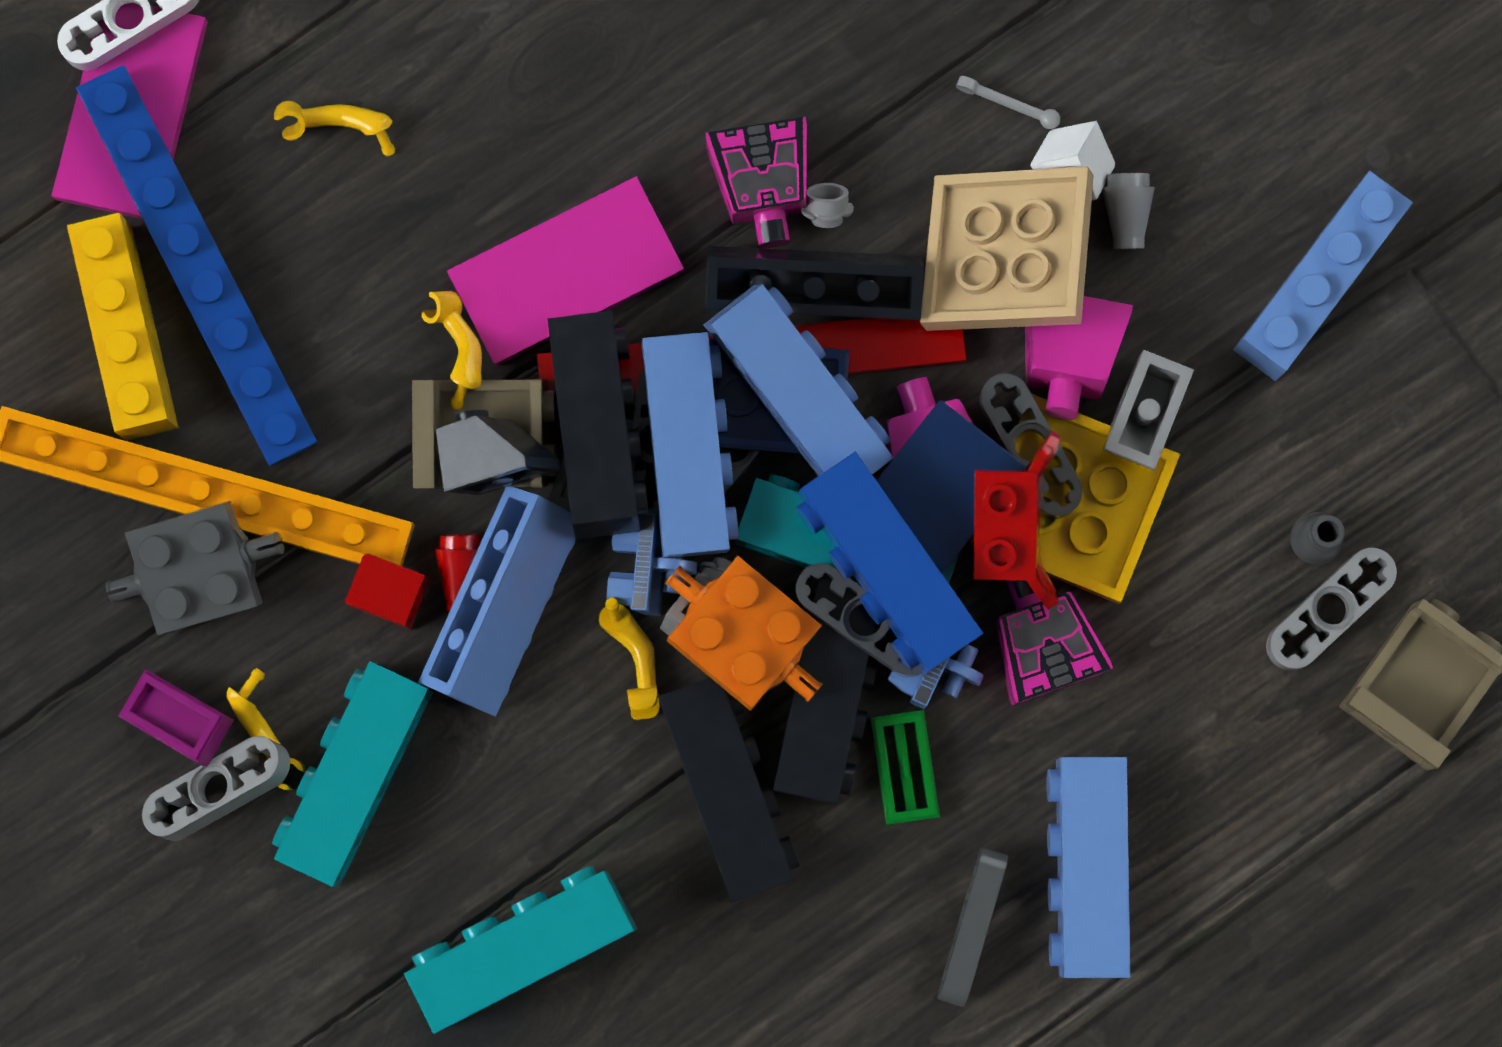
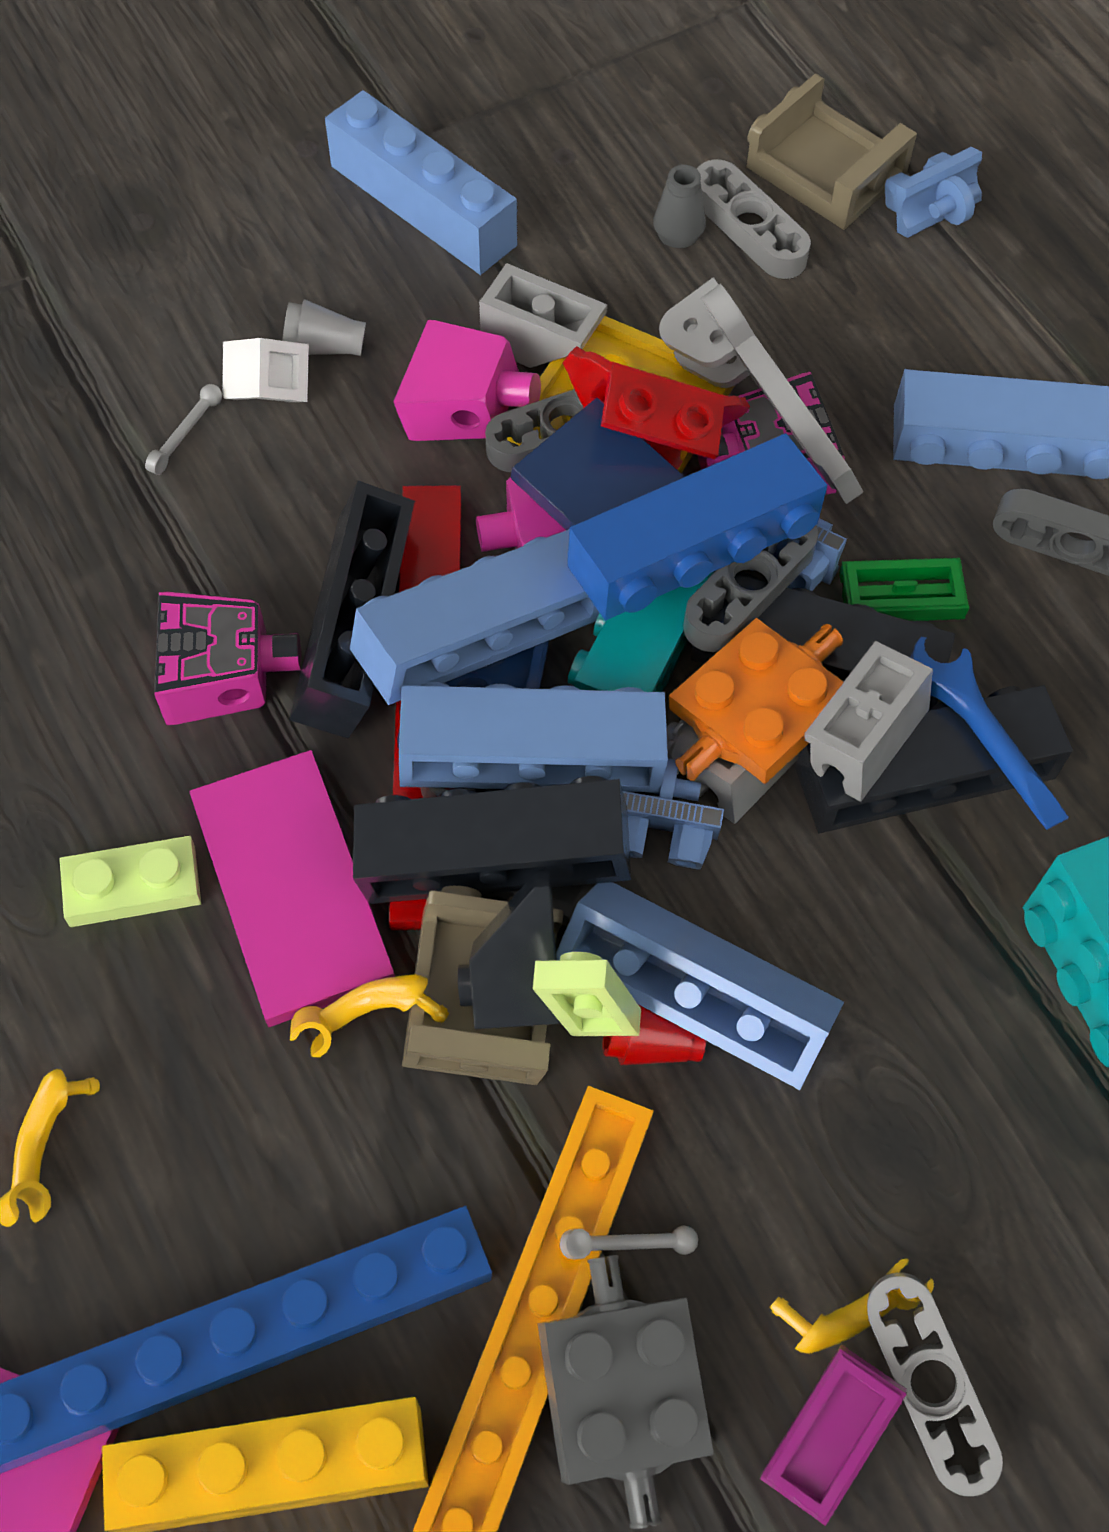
camera: 85 degrees left, 20 degrees down
(286, 524) = (578, 1242): none -> light grey hinge
(352, 775) = (917, 1194): teal brick -> none
(387, 591) = (677, 1122): red panel -> none
(455, 508) = (587, 996): none -> yellowish green plate
(557, 144) = (129, 881): none -> yellowish green plate
(623, 627) = (733, 859): yellow piece -> none
(726, 721) = (870, 718): none -> light grey hinge
(773, 803) = (957, 687): none -> blue piece
(827, 205) = (269, 592): light grey plate -> none
(1007, 249) = (348, 412): tan plate -> none
(1126, 578) = (711, 330): none -> light grey piece
(1378, 798) = (939, 192): none -> medium blue hips

